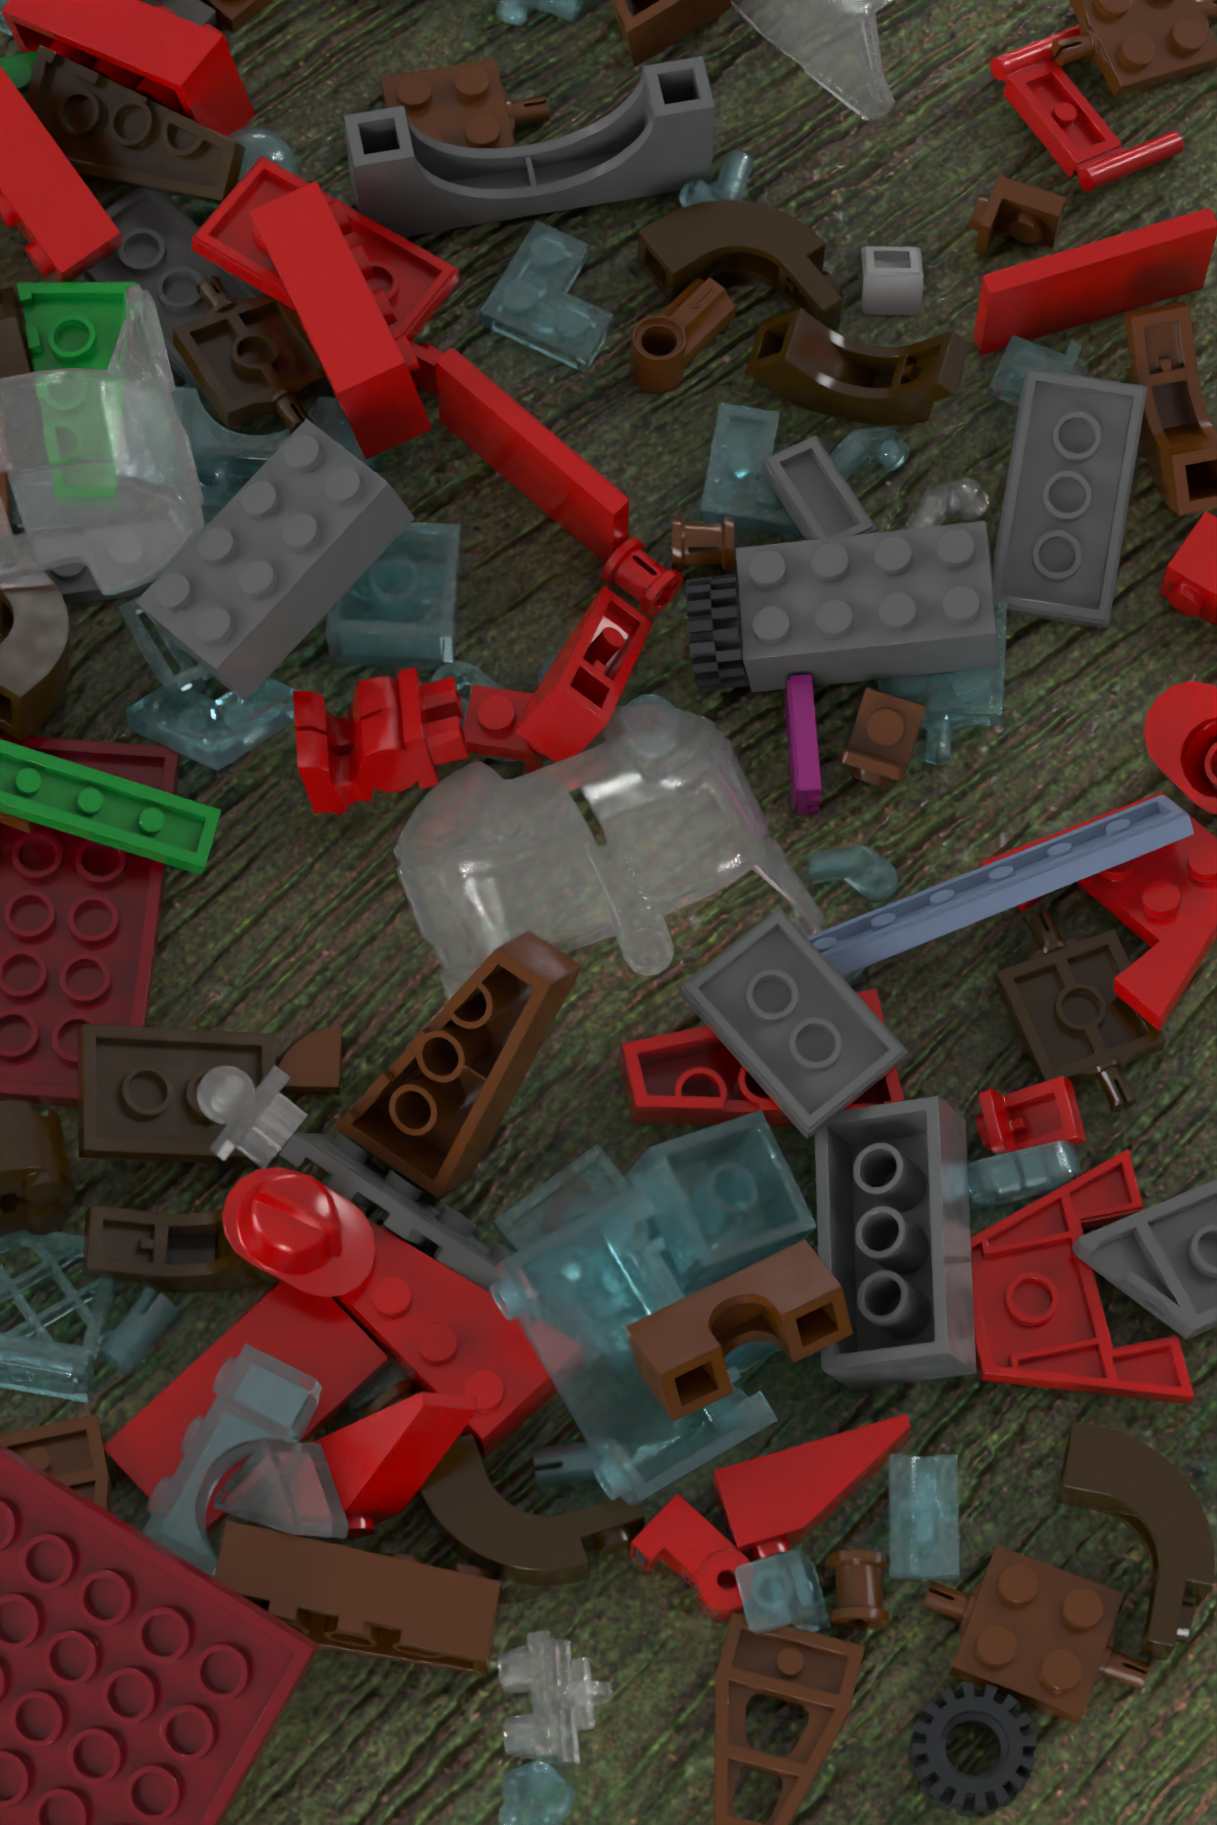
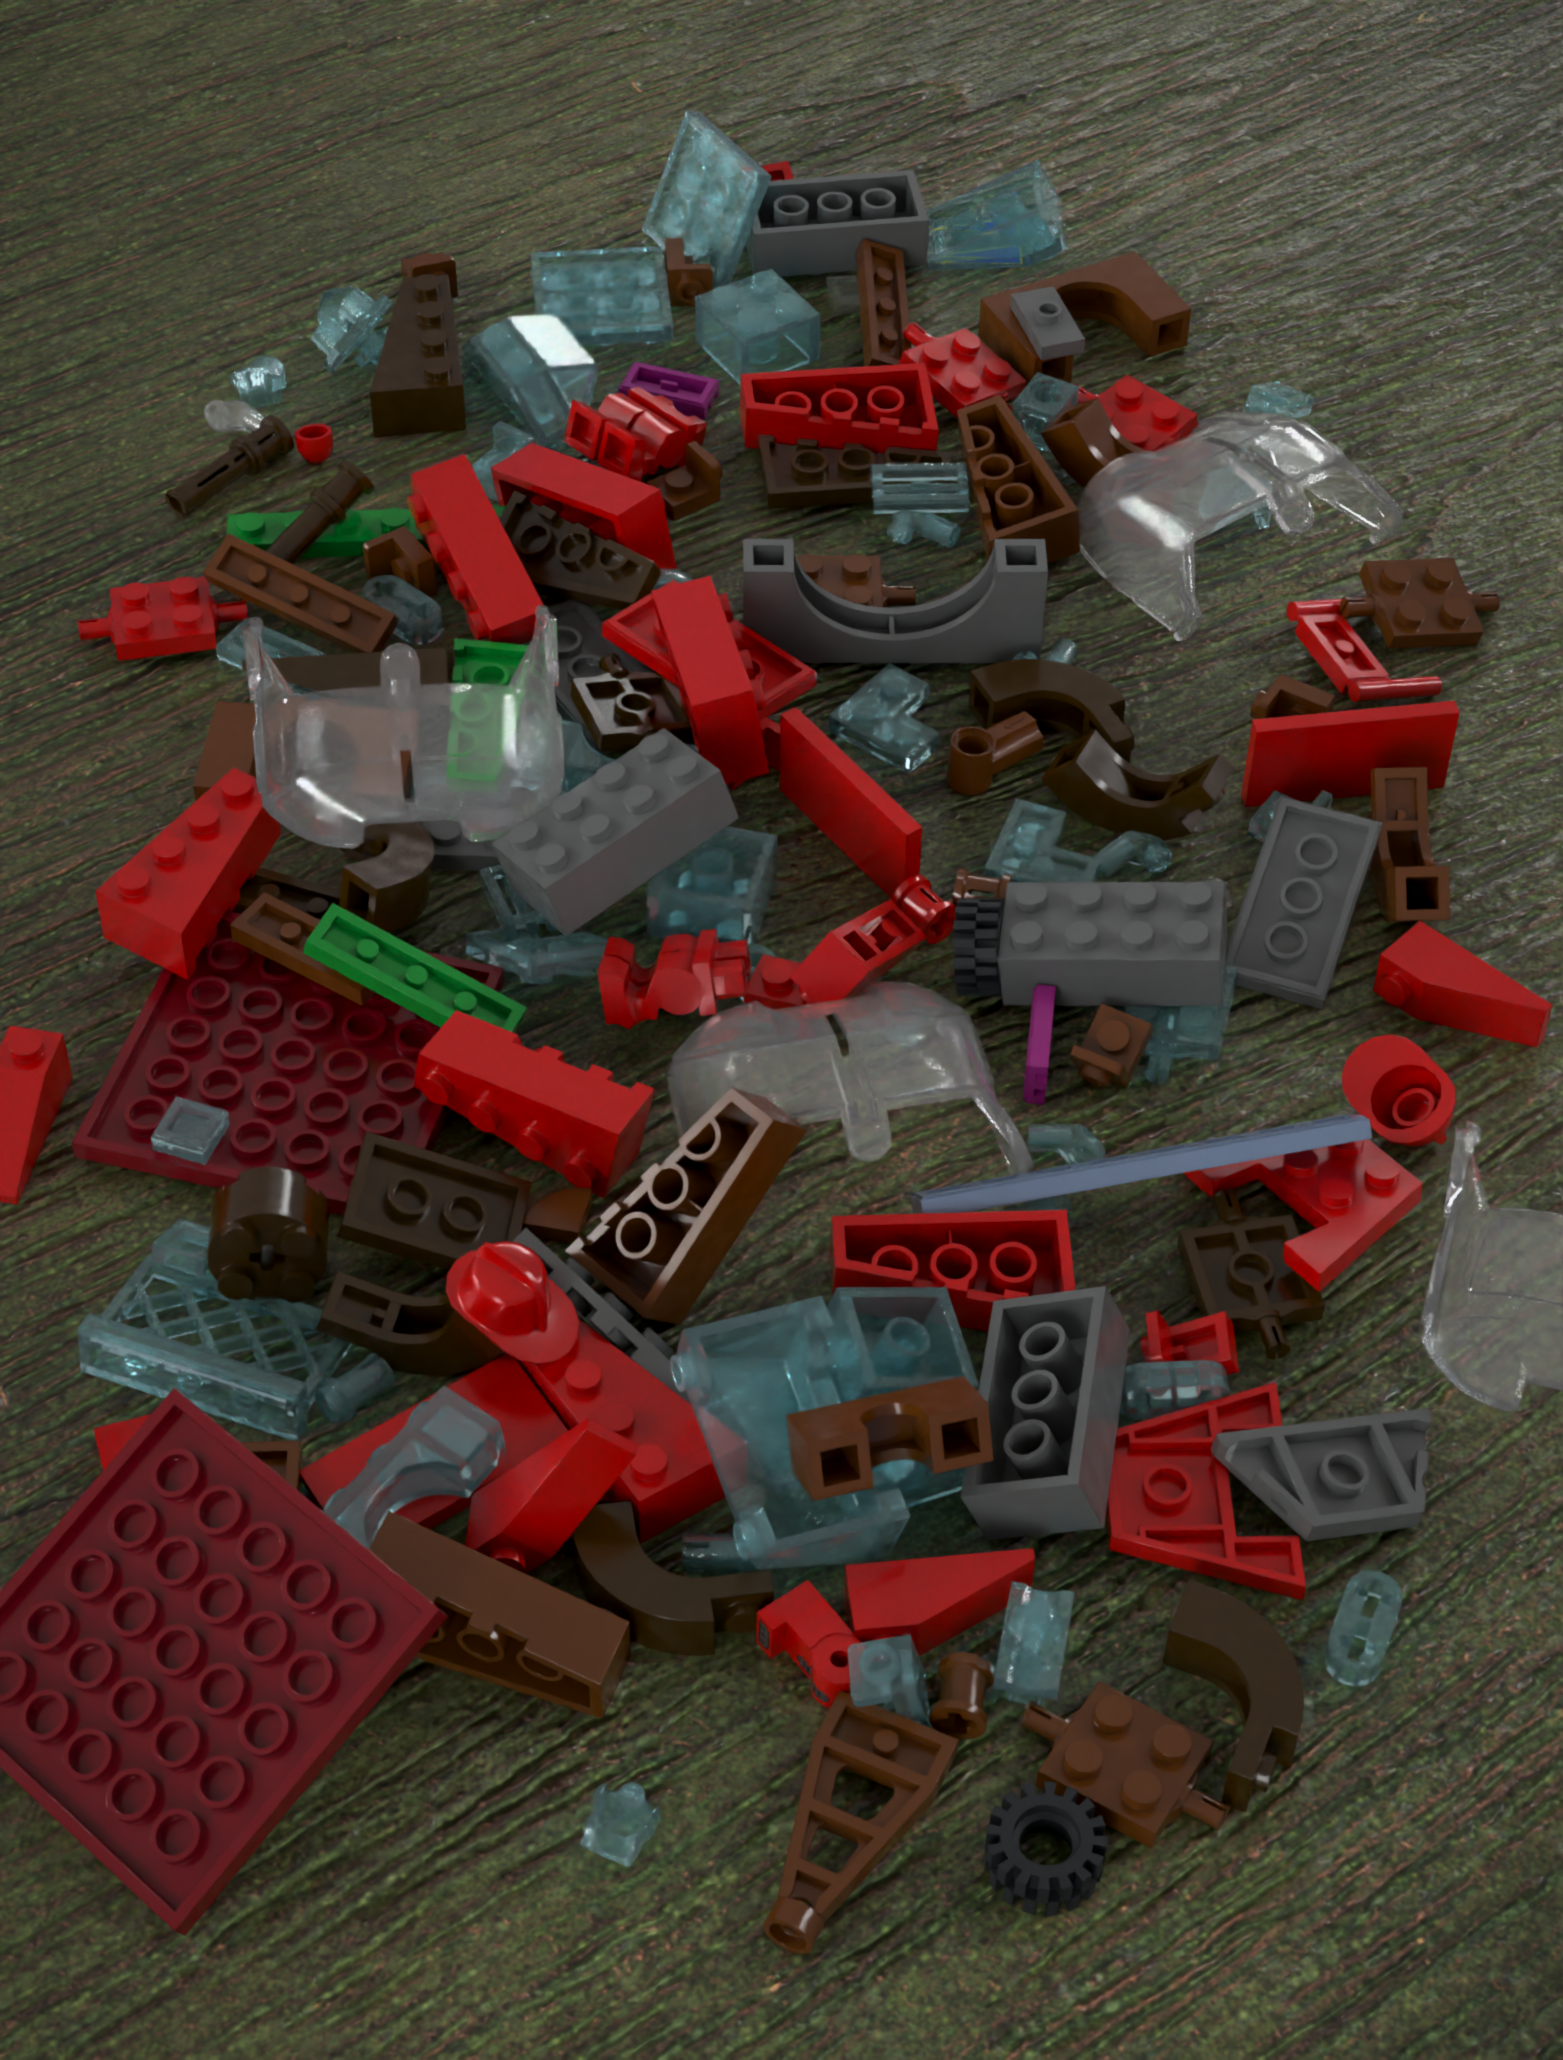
camera: 10 degrees right, 20 degrees down
(254, 936) = (536, 1100): none -> red wedge
(256, 1119) = (491, 1211): clear hips -> none
(287, 1490) = (455, 1507): clear slope -> none
(560, 1699) = (664, 1737): clear hips -> none
(793, 1022) = (987, 1220): dark grey tile -> none
(815, 492) = (1080, 856): dark grey tile -> none
(891, 280) = (1177, 745): light grey slope -> none

